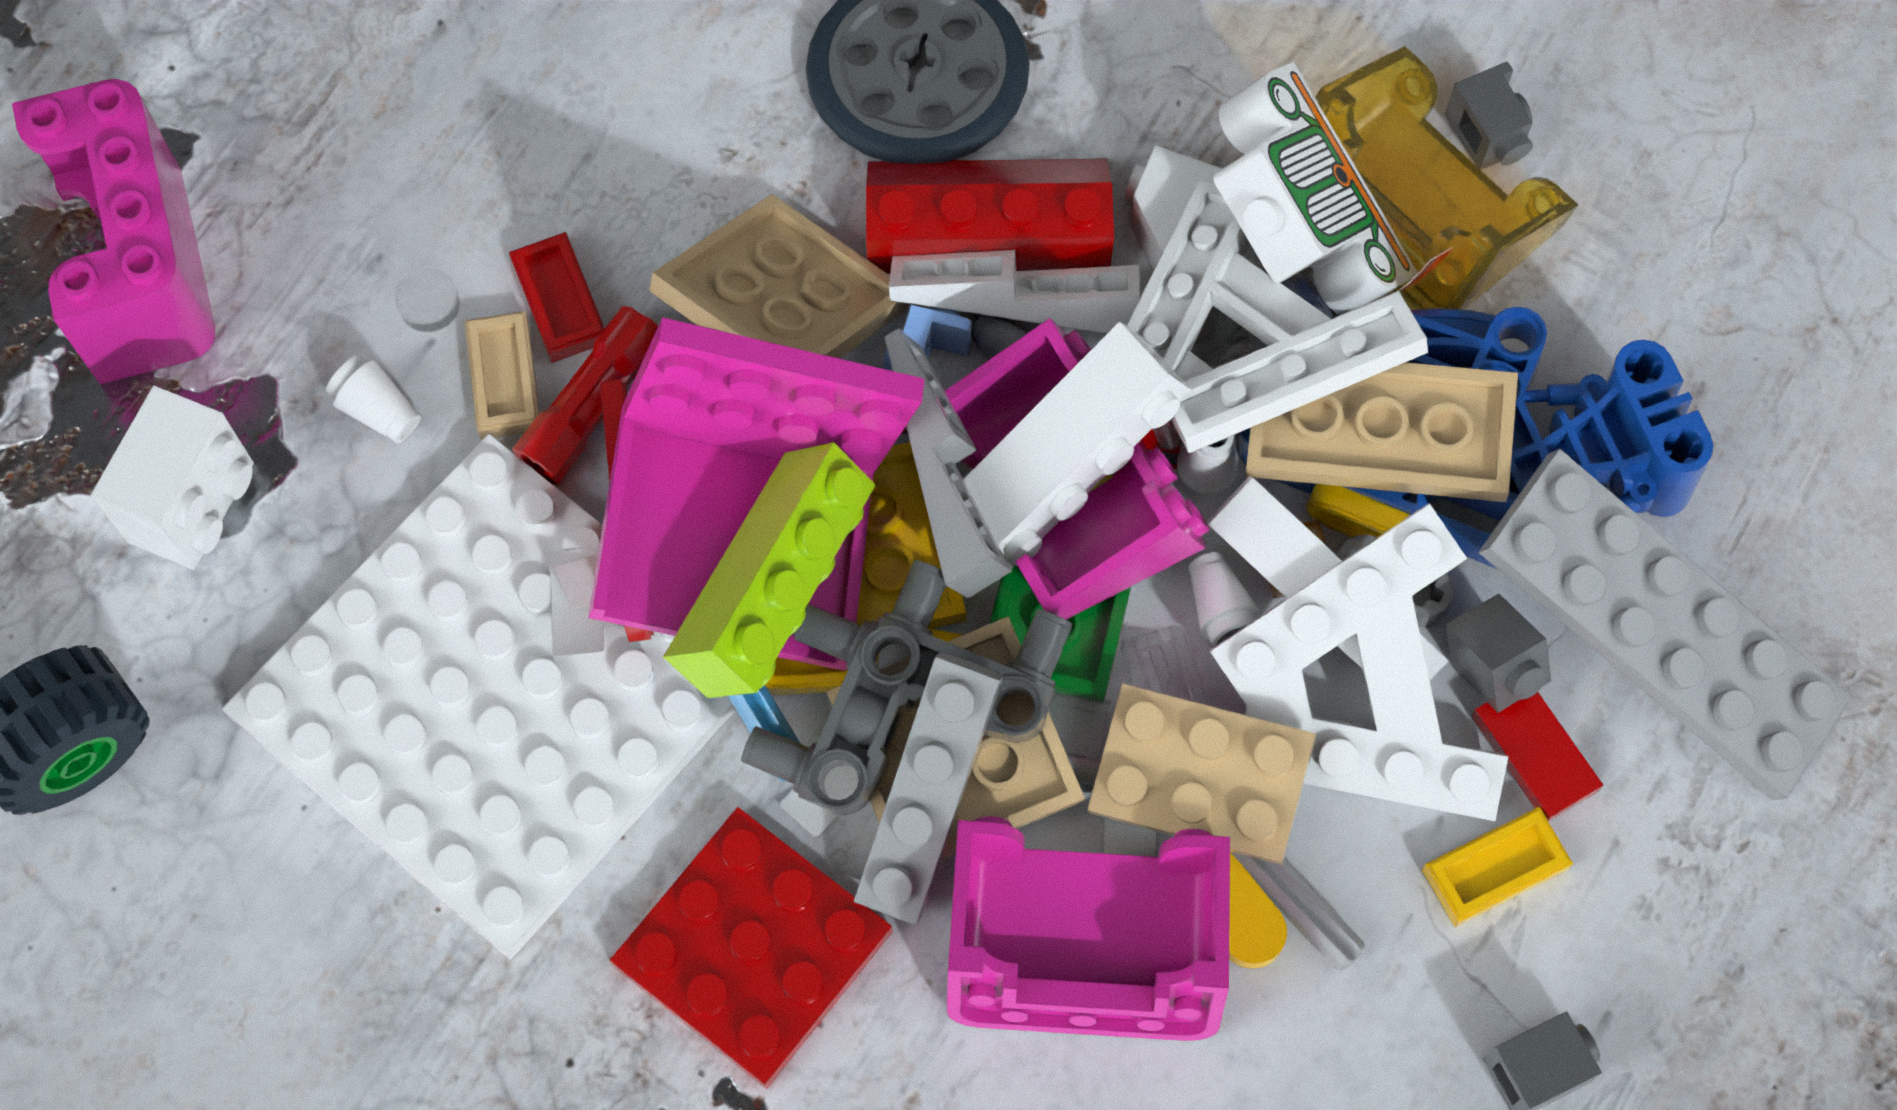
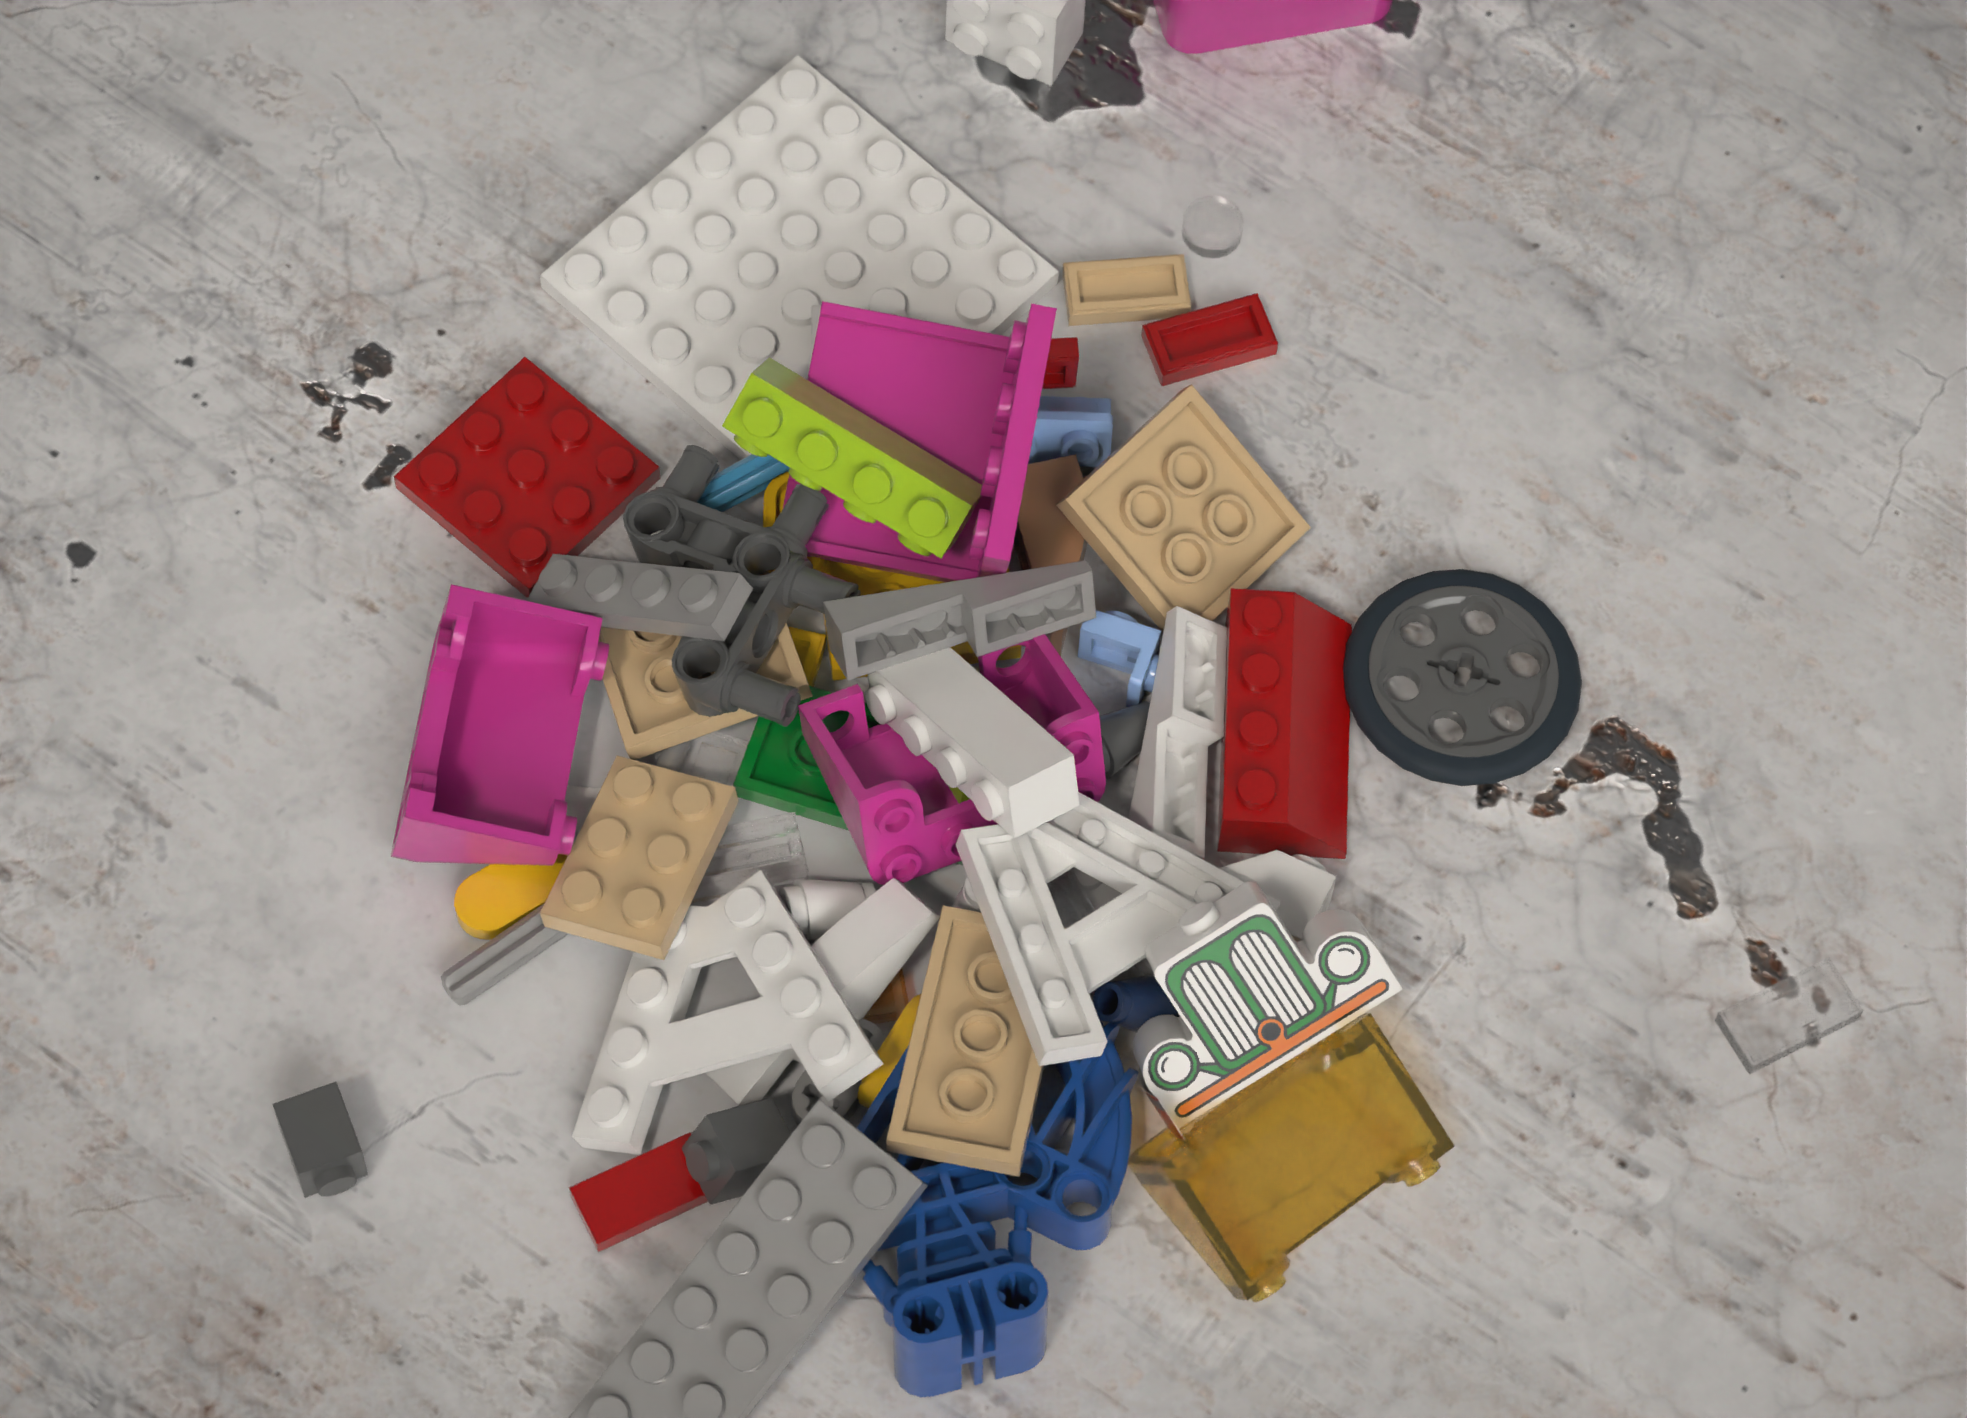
camera: 90 degrees right, 5 degrees down
(372, 398) = (1102, 174): white cone -> none
(562, 430) = (1130, 381): red axle -> none
(1491, 117) = (1373, 1240): dark grey brick -> none
(1497, 866) = (528, 1138): yellow tile -> none

